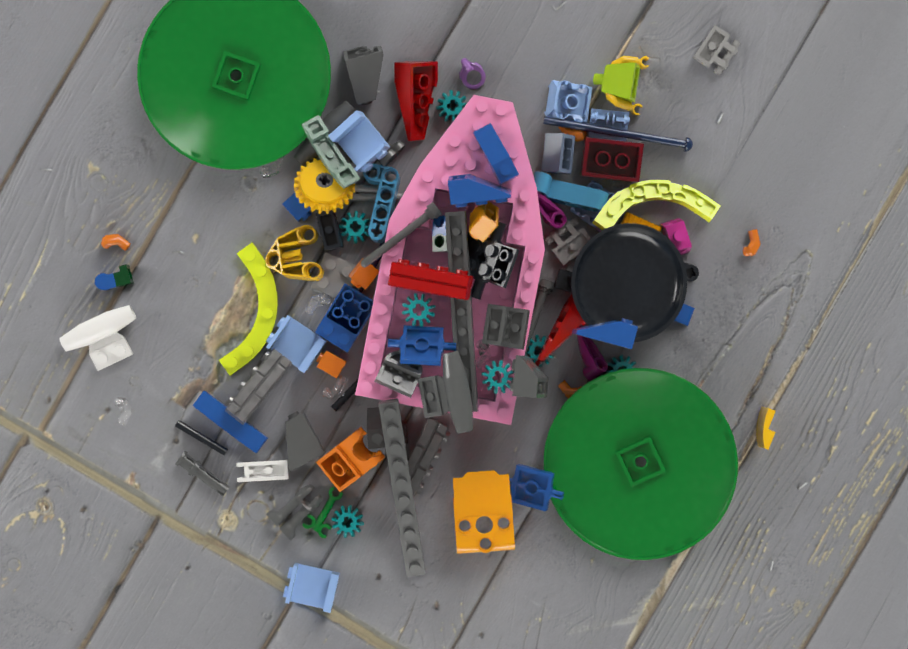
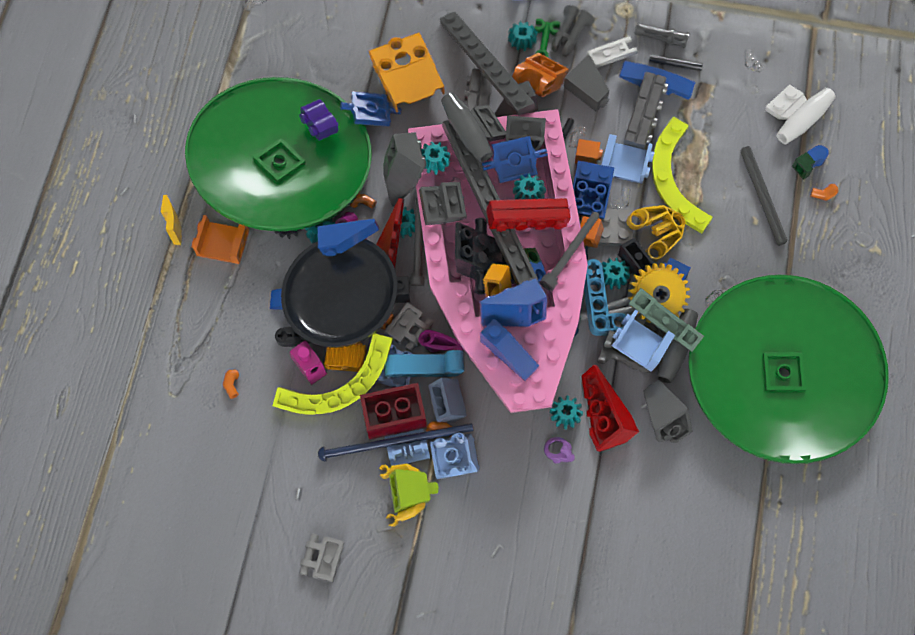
camera: 165 degrees right, 20 degrees down
(176, 260) = (763, 195): none -> dark grey axle
(588, 489) = (318, 119): none -> dark purple brick
(726, 393) = (220, 241): none -> orange panel

